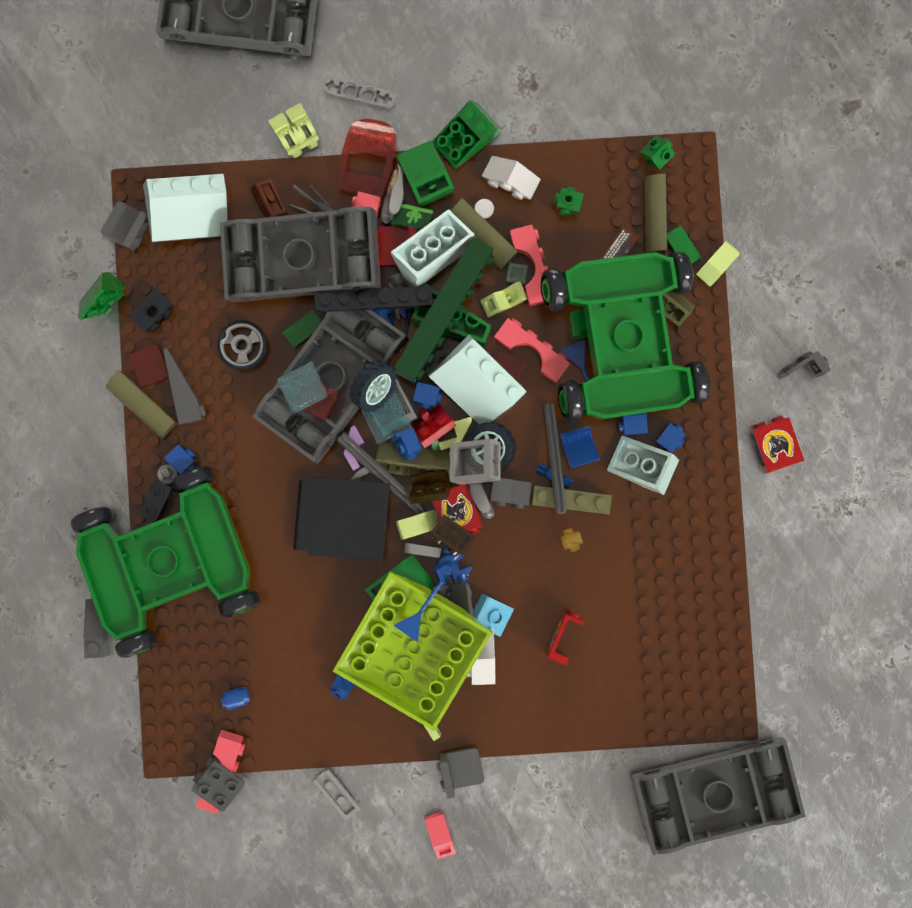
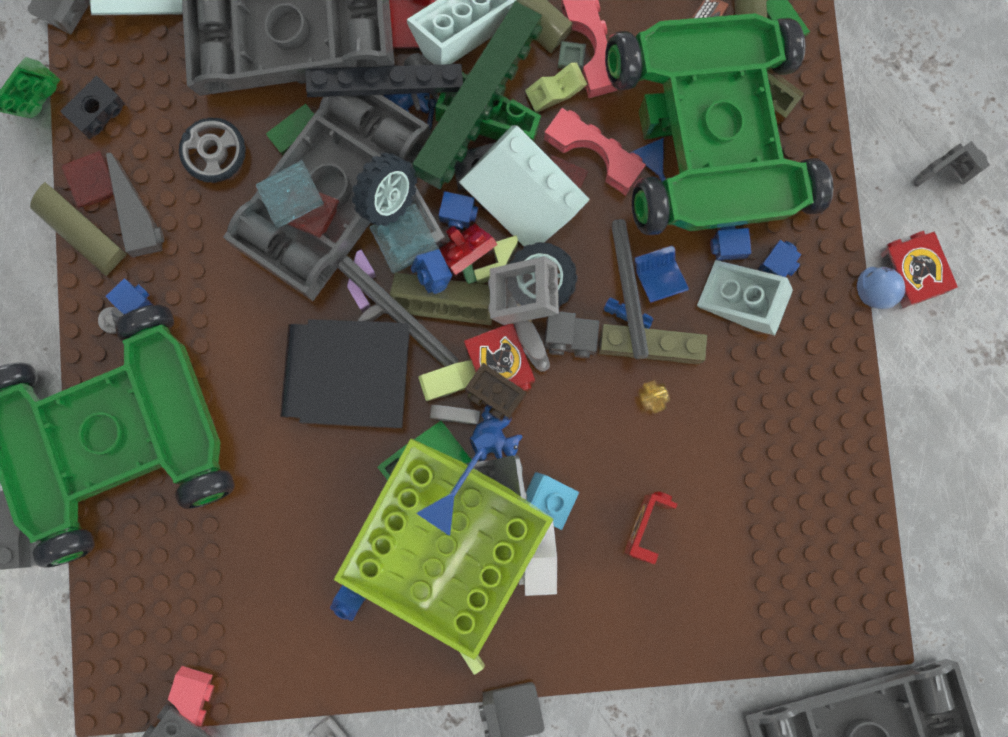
camera: 10 degrees left, 5 degrees down
(156, 501) = (95, 354): black brick -> none
(235, 698) = (201, 621): blue brick -> none
(429, 487) = (463, 328): dark brown bracket -> none
(718, 263) = (832, 38): yellowish green slope -> none
(746, 460) = (882, 288): none -> medium blue helmet

